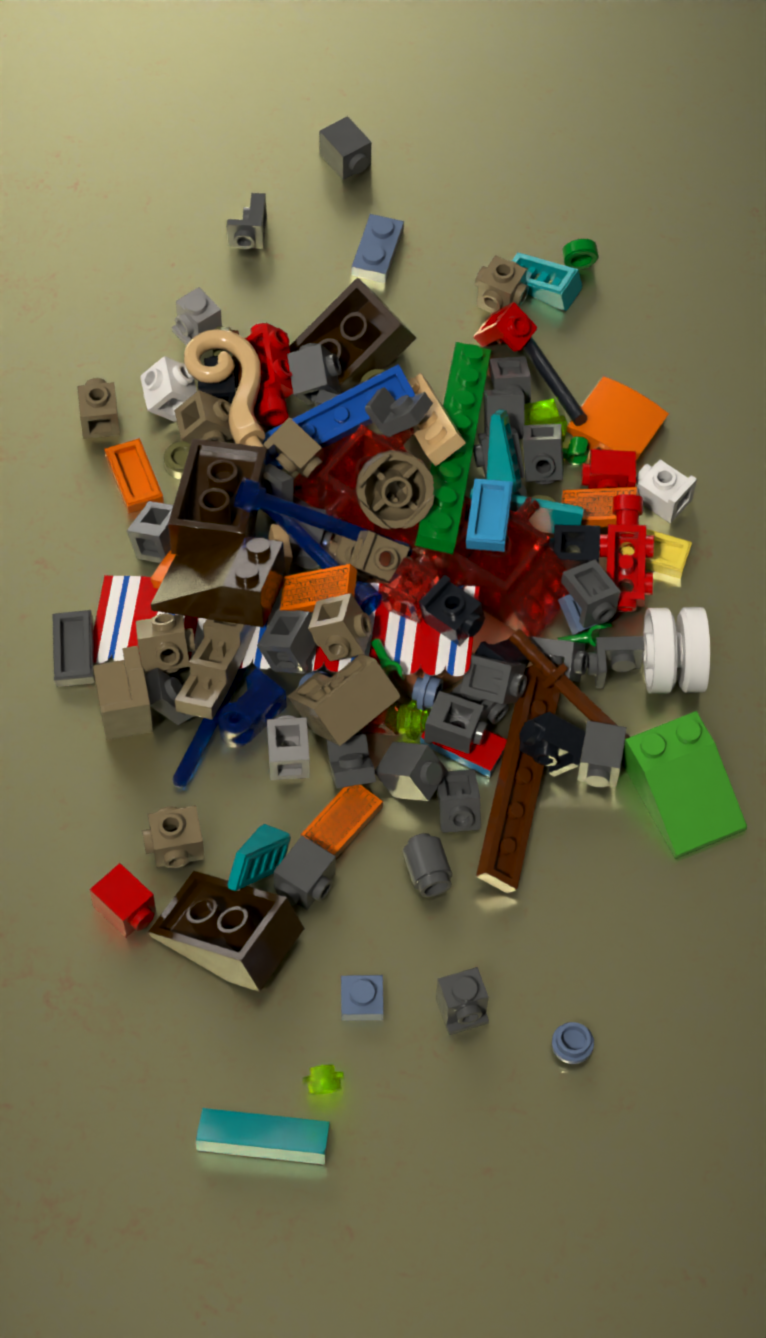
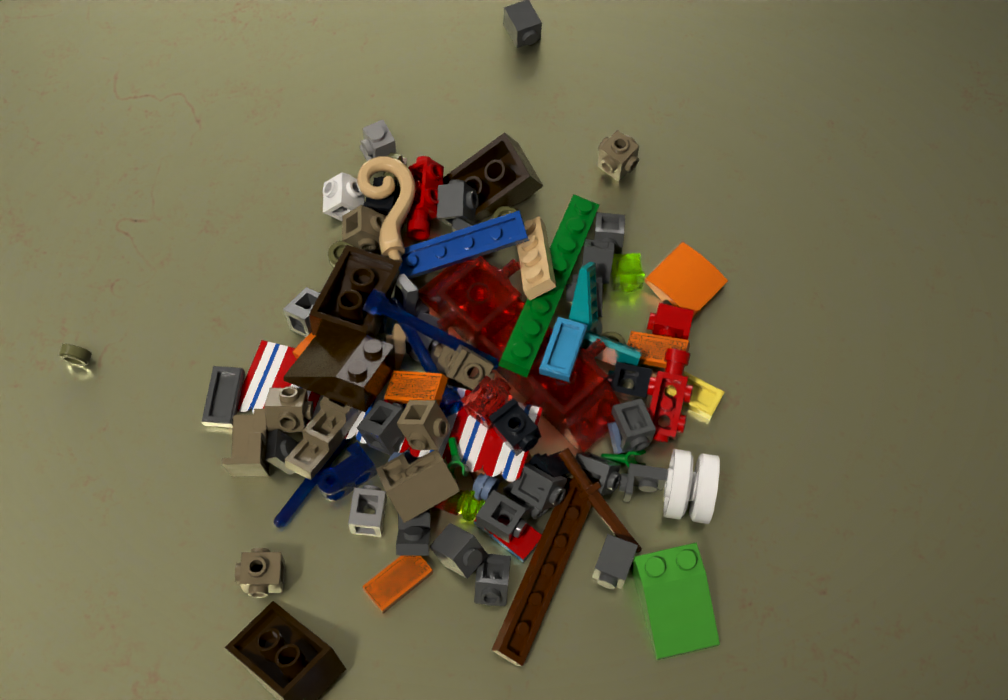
camera: 10 degrees right, 5 degrees up
(98, 402) = (287, 204): dark tan brick -> none
(123, 901) = (210, 619): red brick -> none
(133, 475) = (302, 262): orange tile -> none
(251, 230) = (436, 78): dark grey bracket -> none
(258, 856) = (322, 603): teal slope -> none
(295, 450) = (425, 266): dark tan brick -> none
(305, 873) = (356, 622): dark grey brick -> none
(377, 248) = (530, 107): sand blue plate -> none
(395, 489) = (489, 318): dark tan cylinder -> none
(397, 415) = (508, 252): dark grey bracket -> none
(427, 865) = (455, 632): dark grey brick -> none
(506, 325) = (616, 188): red bracket -> none
(543, 453) = (621, 298): dark grey brick -> none
(552, 743) = (575, 547): black brick -> none
(554, 382) = (640, 232): black bar -> none
(565, 281) = (668, 161): teal slope -> none
(576, 451) = (647, 301): green hand -> none
(580, 253) = (685, 137): green tile -> none
(665, 490) = (711, 352): white brick -> none

